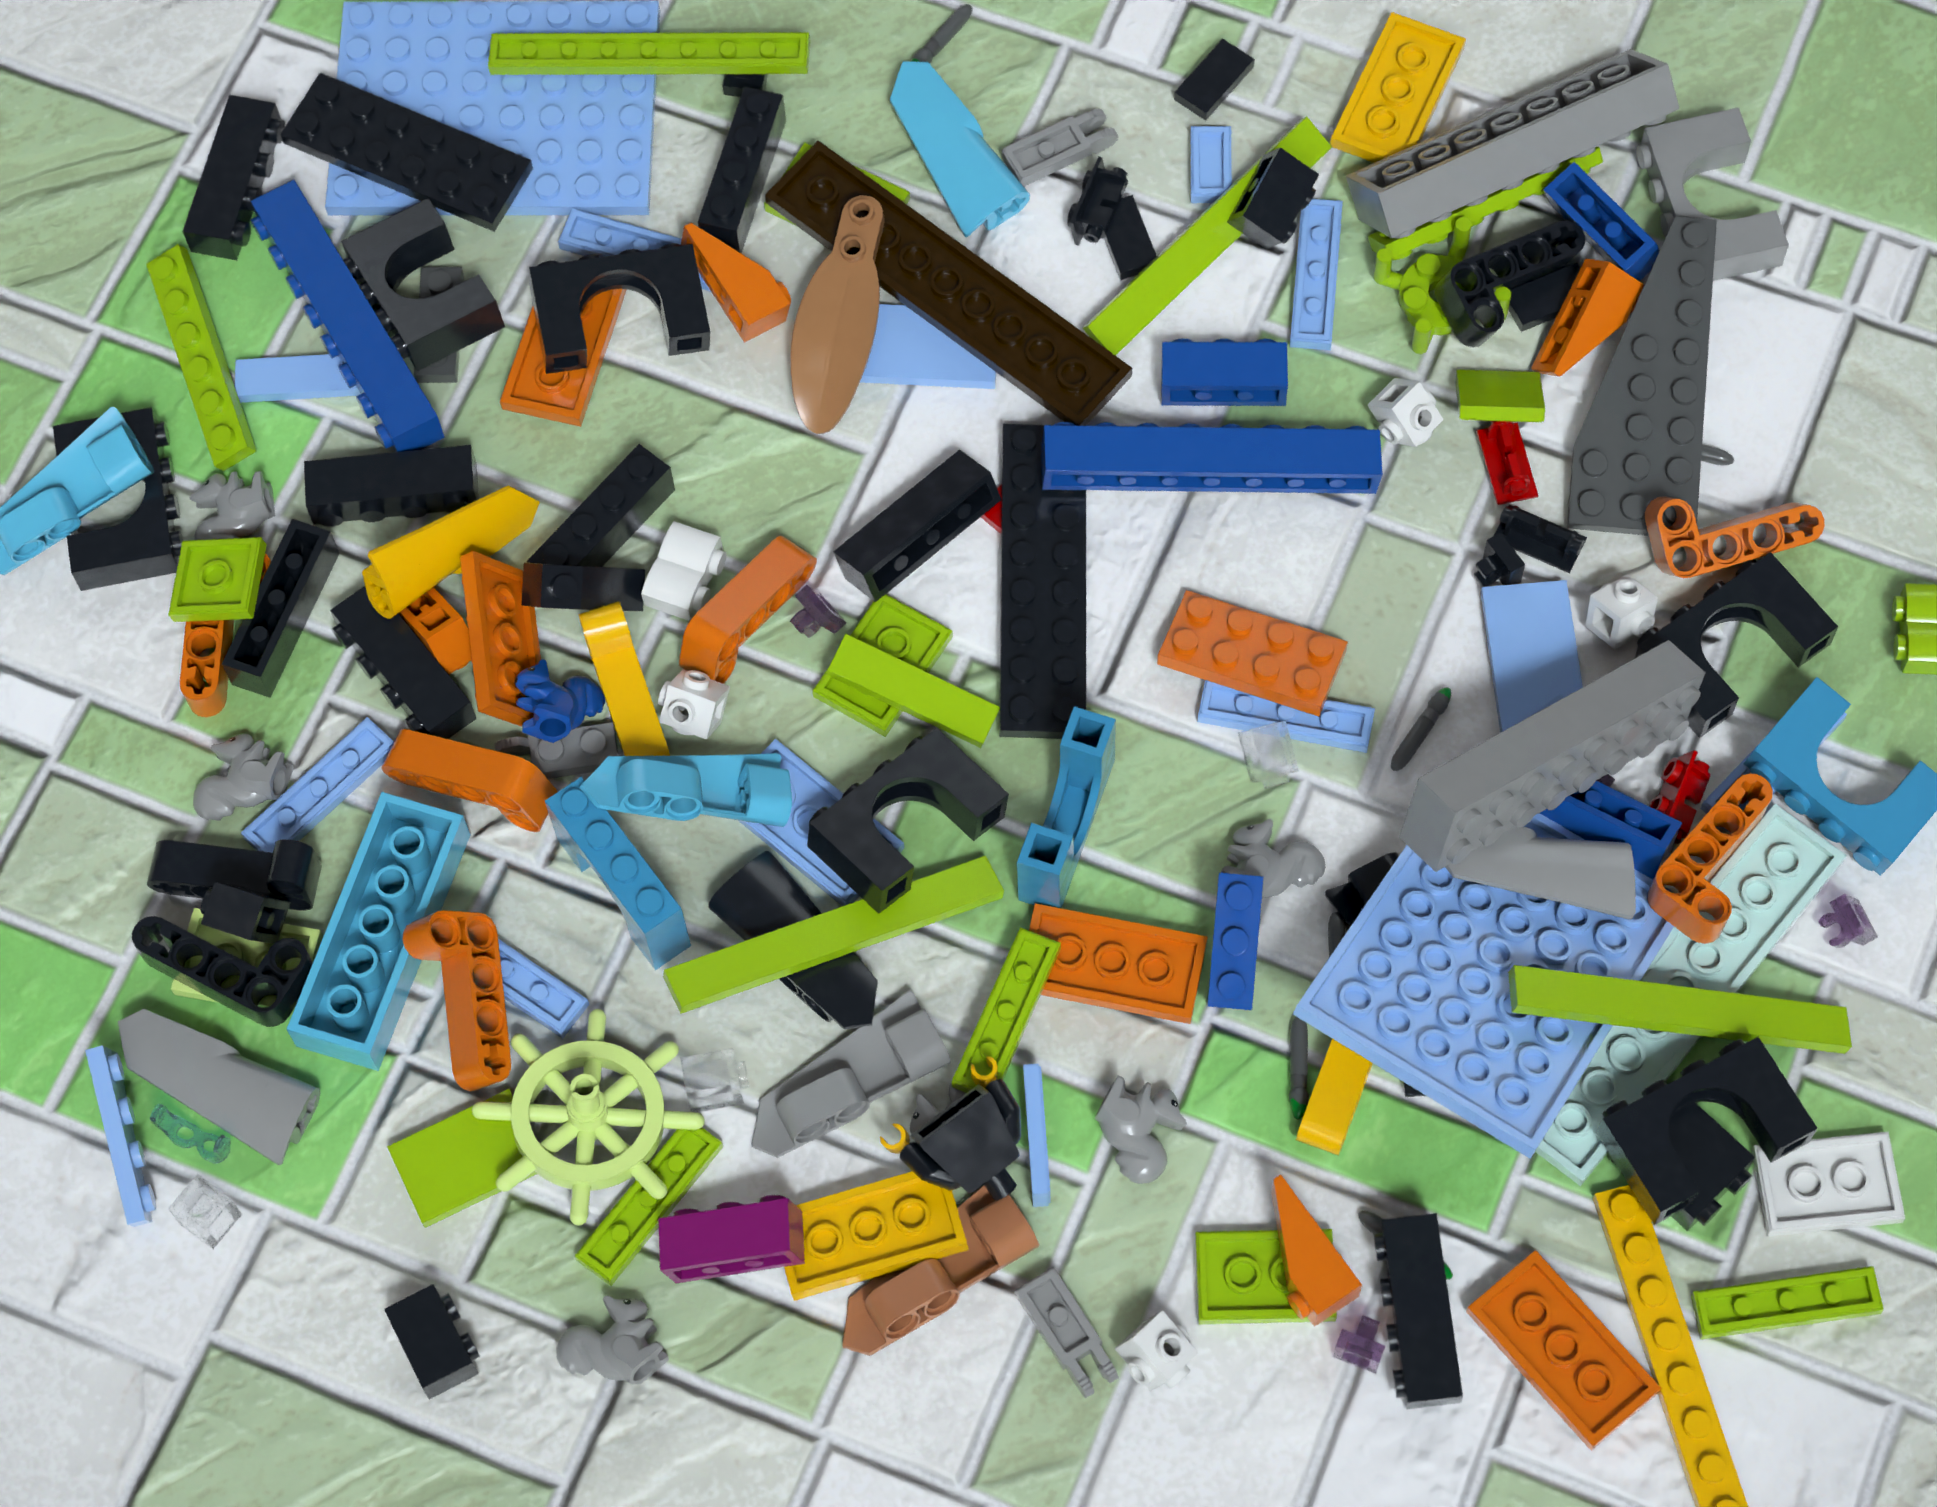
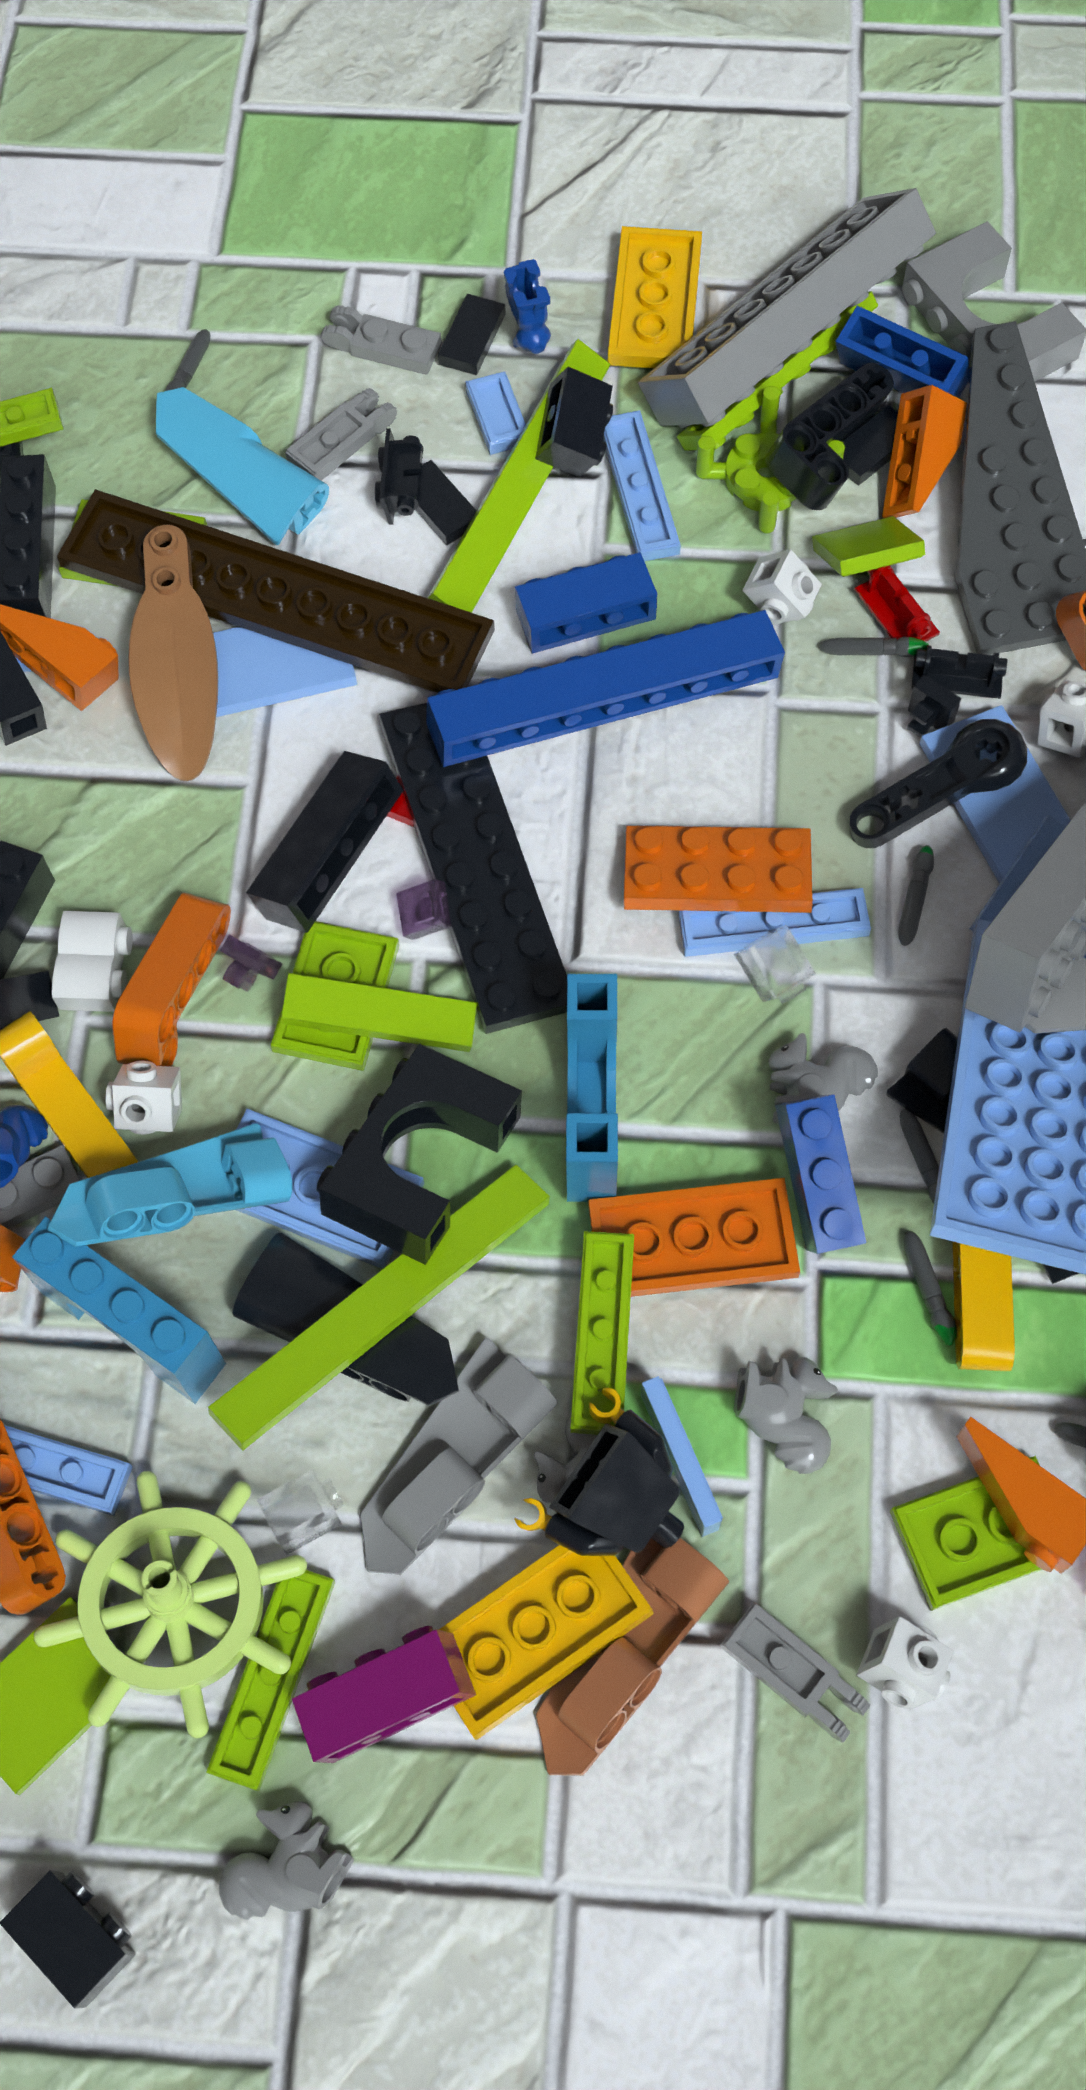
camera: 20 degrees left, 0 degrees up
(982, 612) = (423, 909): none -> clear purple plate
(1129, 62) = (382, 340): none -> light grey hinge
(1270, 72) = (528, 305): none -> blue animal
(1470, 490) = (873, 646): none -> dark grey piece
(1485, 634) = (946, 780): none -> black beam

